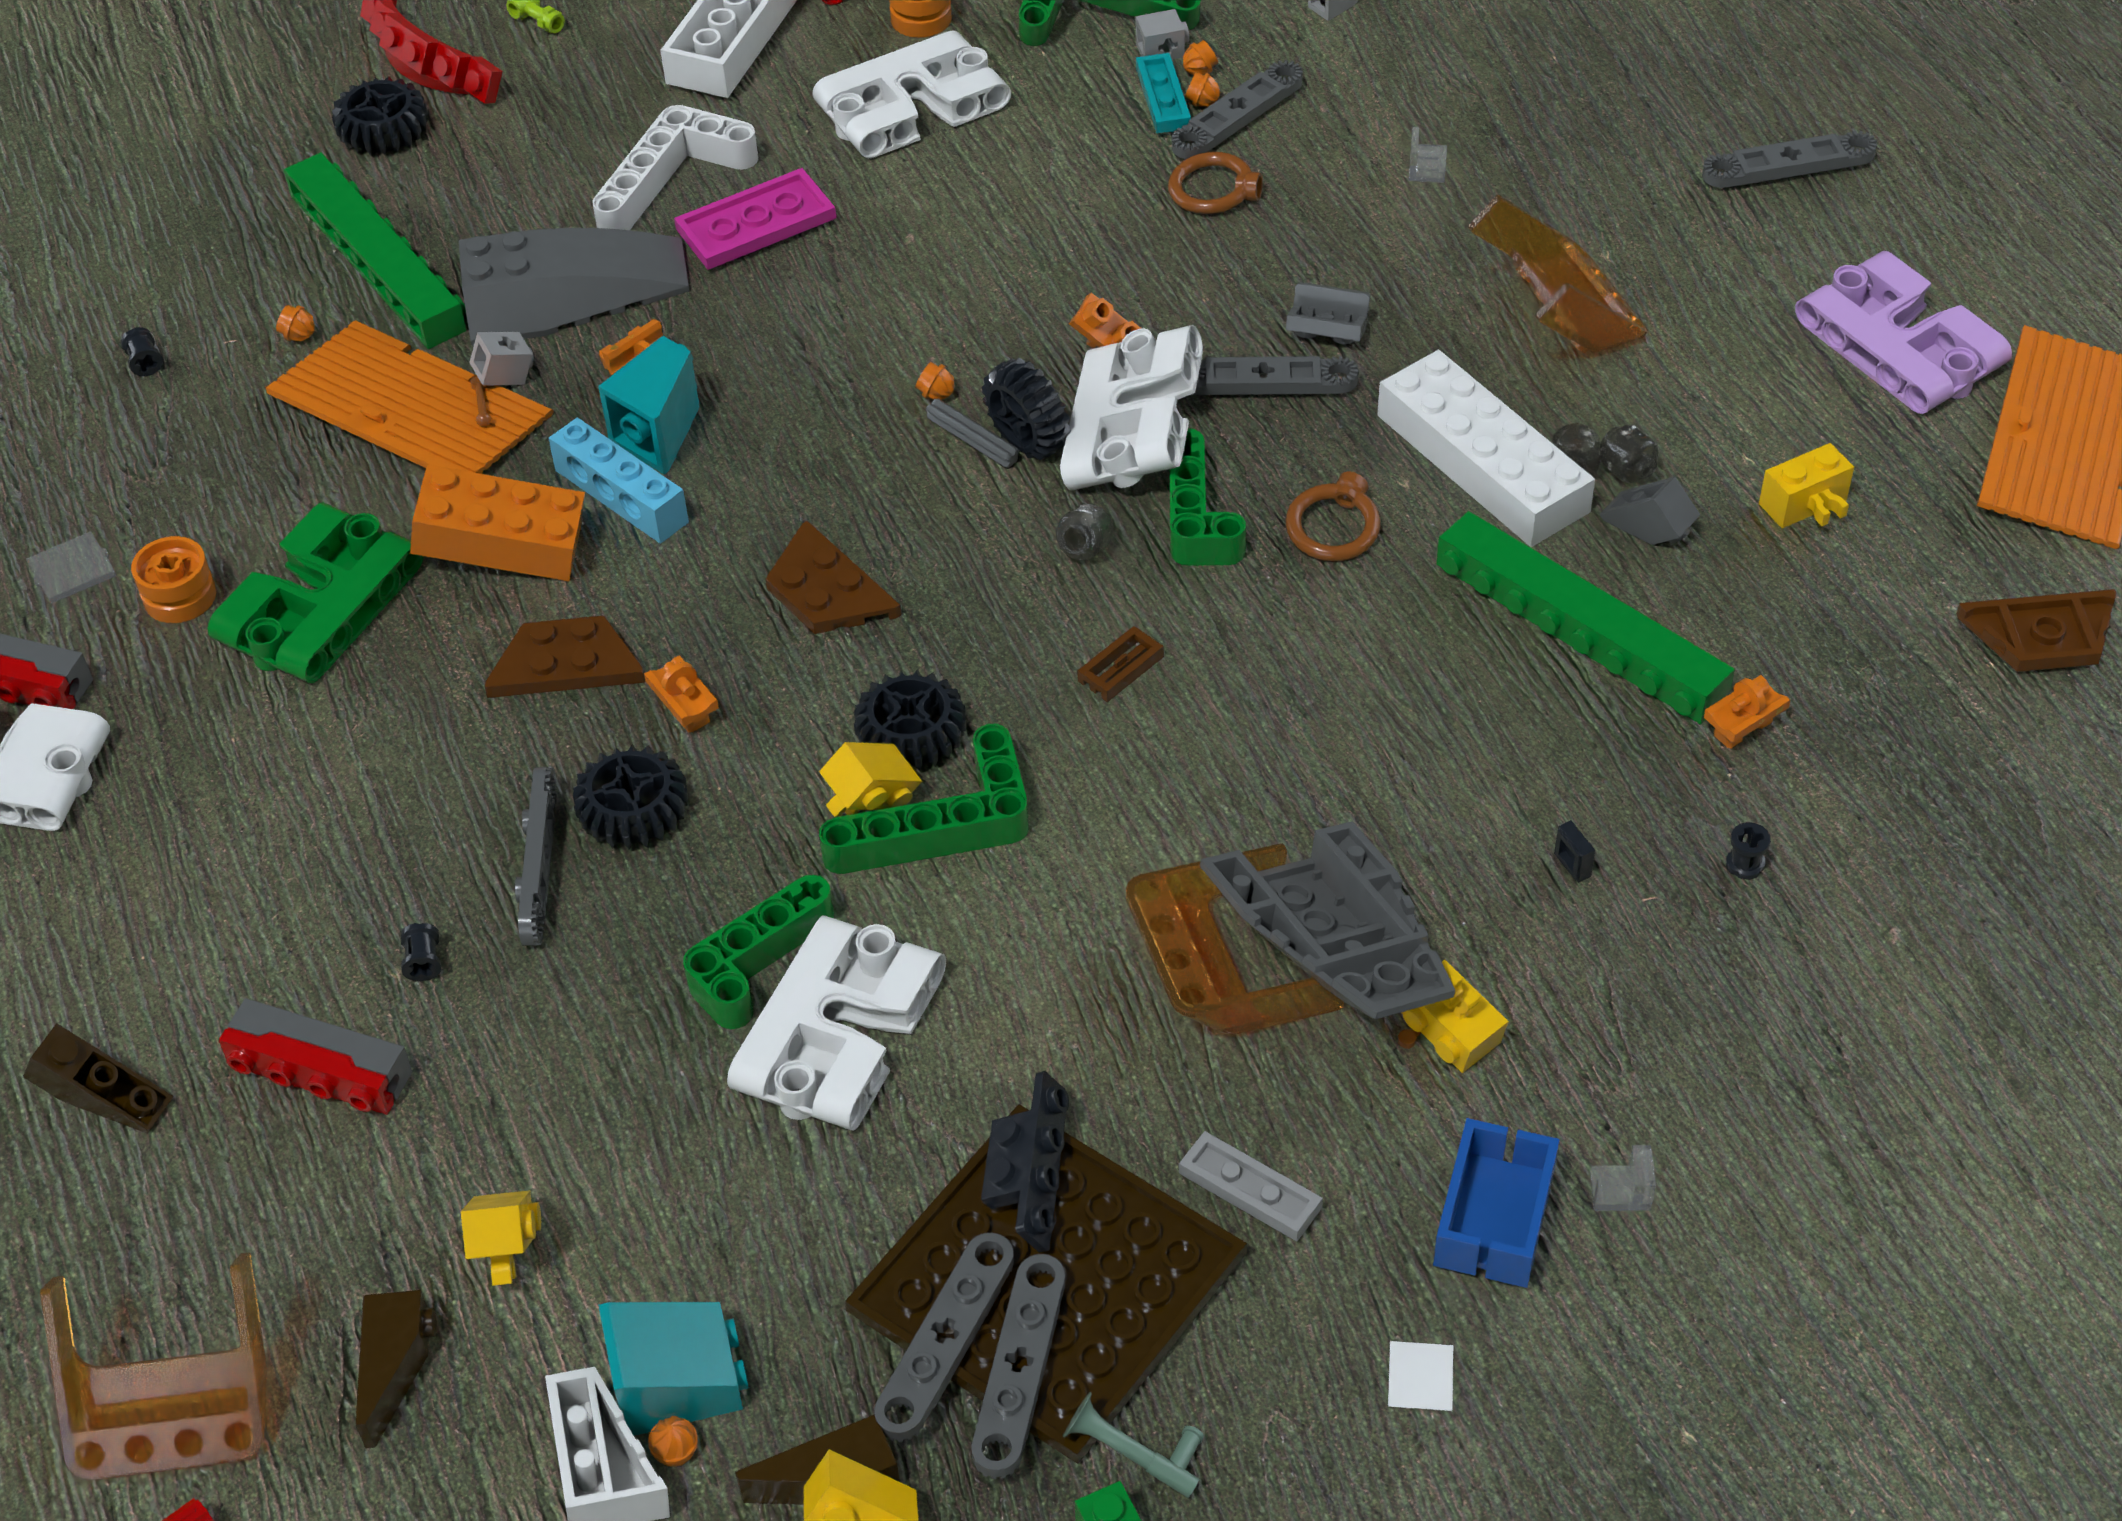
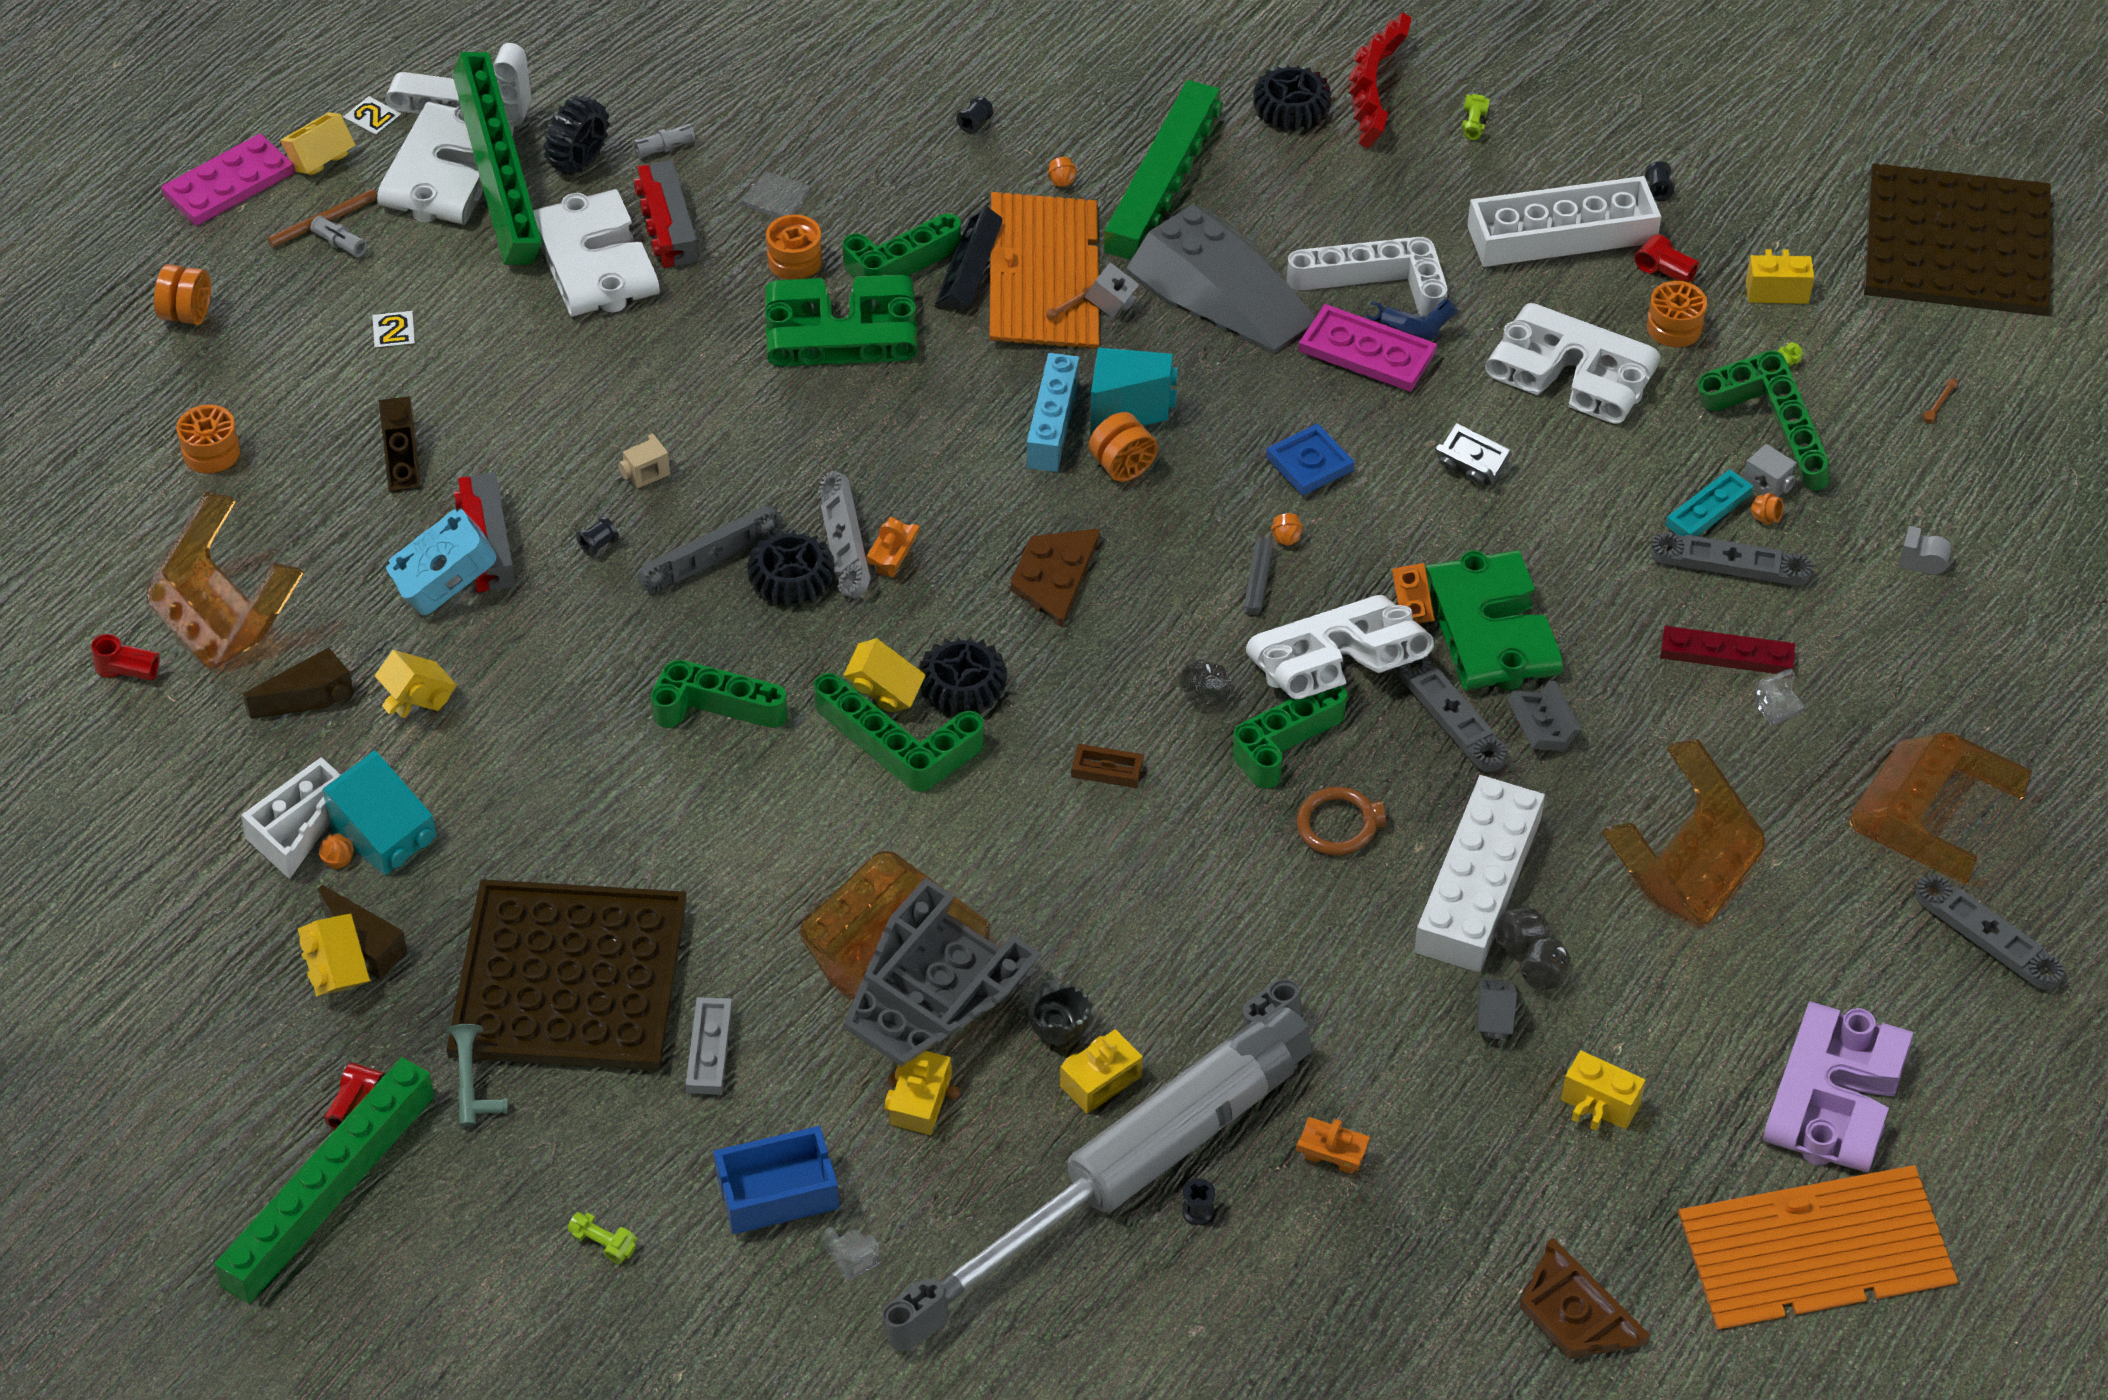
camera: 55 degrees right, 0 degrees up
(258, 530) = (905, 252): none -> green beam
(323, 1112) = (441, 562): none -> medium azure axle
(340, 450) = (969, 260): none -> black slope
(354, 855) = (645, 462): none -> tan brick
(497, 522) = (957, 371): orange brick -> none
(563, 657) = (885, 472): reddish brown wing -> none
(596, 722) = (844, 534): none -> light grey piece
(622, 352) = (1187, 356): orange hips -> none
(724, 445) = (1123, 446): none -> orange wheel
(766, 168) = (1420, 326): none -> dark blue arm
(799, 1045) = (647, 763): white connector -> none
(859, 324) = (1310, 459): none -> blue plate
(931, 1364) = (463, 939): dark grey piece -> none
(962, 210) = (1473, 454): none -> bracket
(1013, 1395) = (467, 990): dark grey piece -> none
(1026, 408) = (1286, 586): black gear -> none
(1026, 1161) = (637, 915): black bracket -> none
(1203, 90) = (1732, 526): orange plate -> none
(1222, 299) = (1476, 614): none -> green connector
(1247, 184) = (1648, 605): dark orange piece -> none
(1338, 165) = (1726, 650): none -> dark red plate
(1420, 1376) = (630, 1207): white sticker -> none
(1440, 843) = (1059, 1013): none -> pearl dark grey hair
(1475, 1406) = (617, 1245): none -> lime bar
(1525, 851) = (1100, 1070): none -> yellow brick
(1574, 851) = (1121, 1098): black tile -> none
(1584, 616) = (1354, 1005): green brick -> none
(1605, 133) = (1909, 784): none -> clear orange windscreen
(1657, 863) = (1136, 1146): none -> piece

